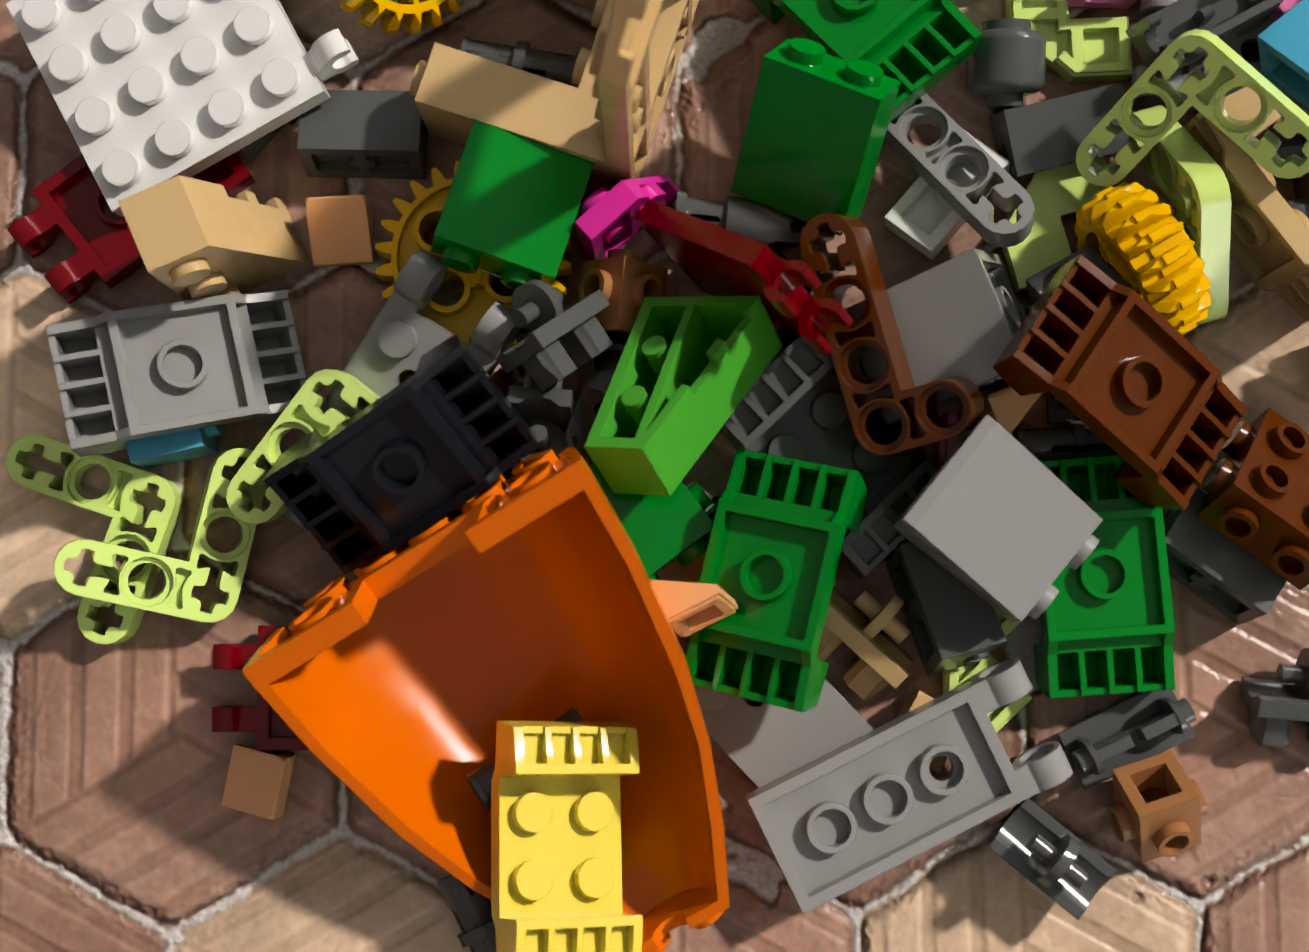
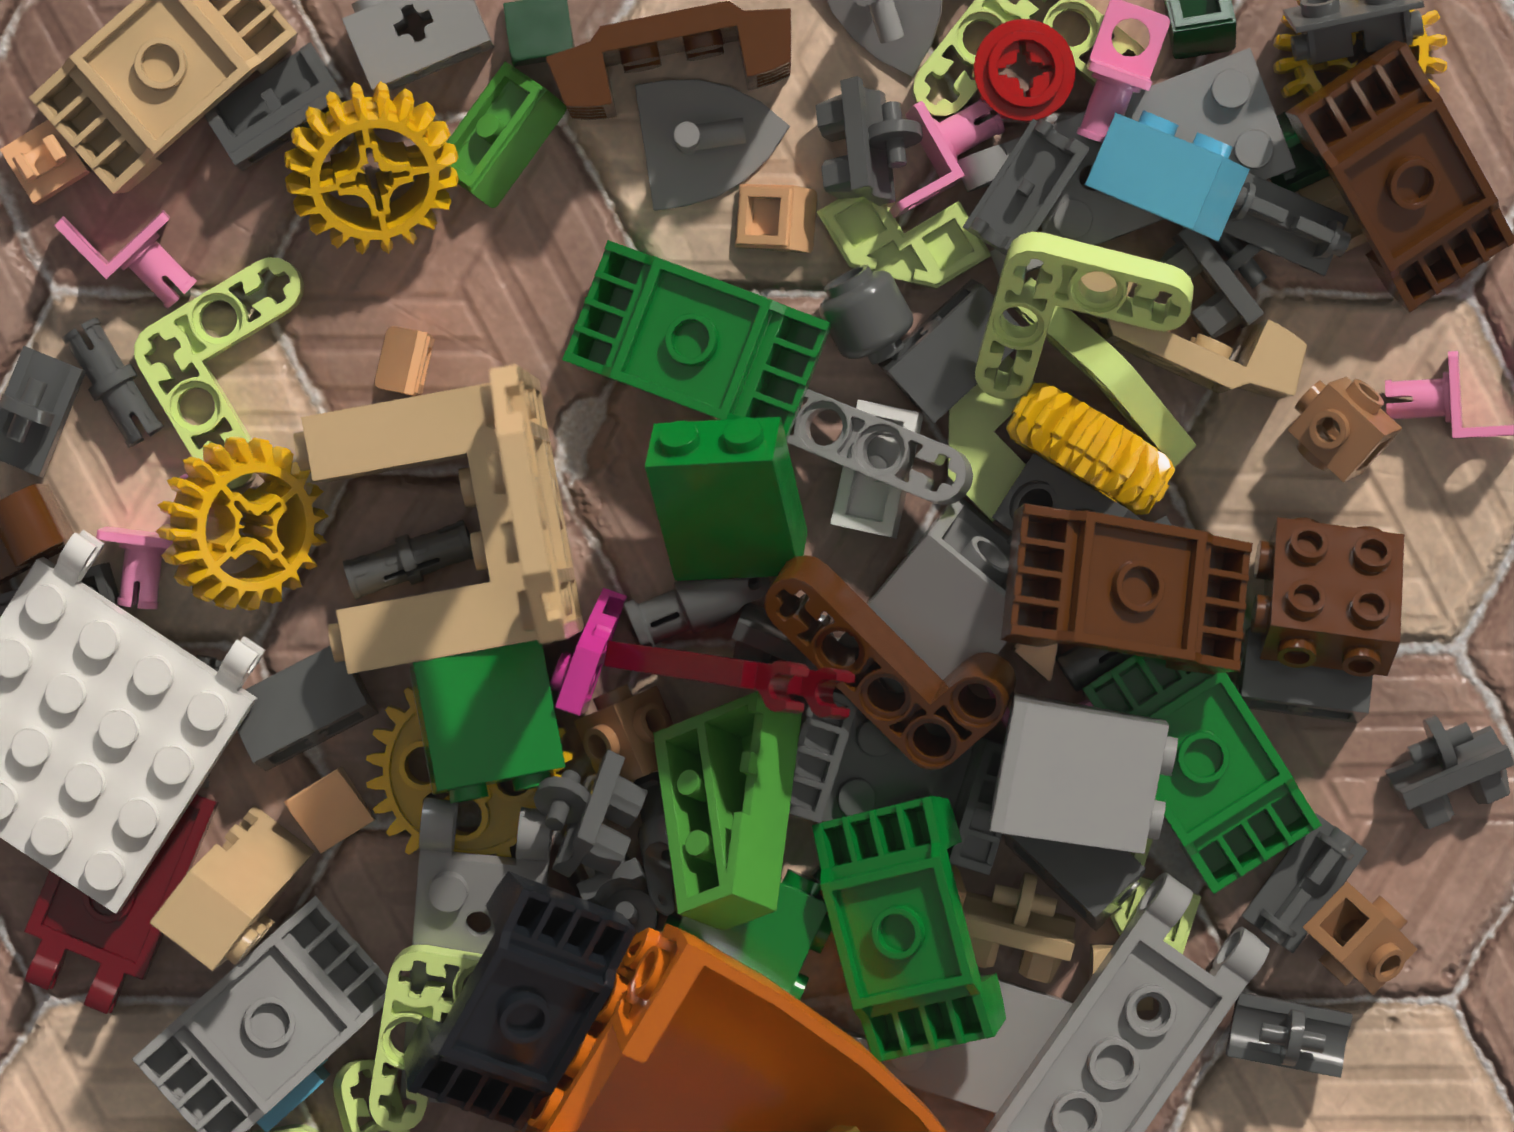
camera: 30 degrees left, 5 degrees up
(693, 605) = (847, 999): light nougat slope -> none

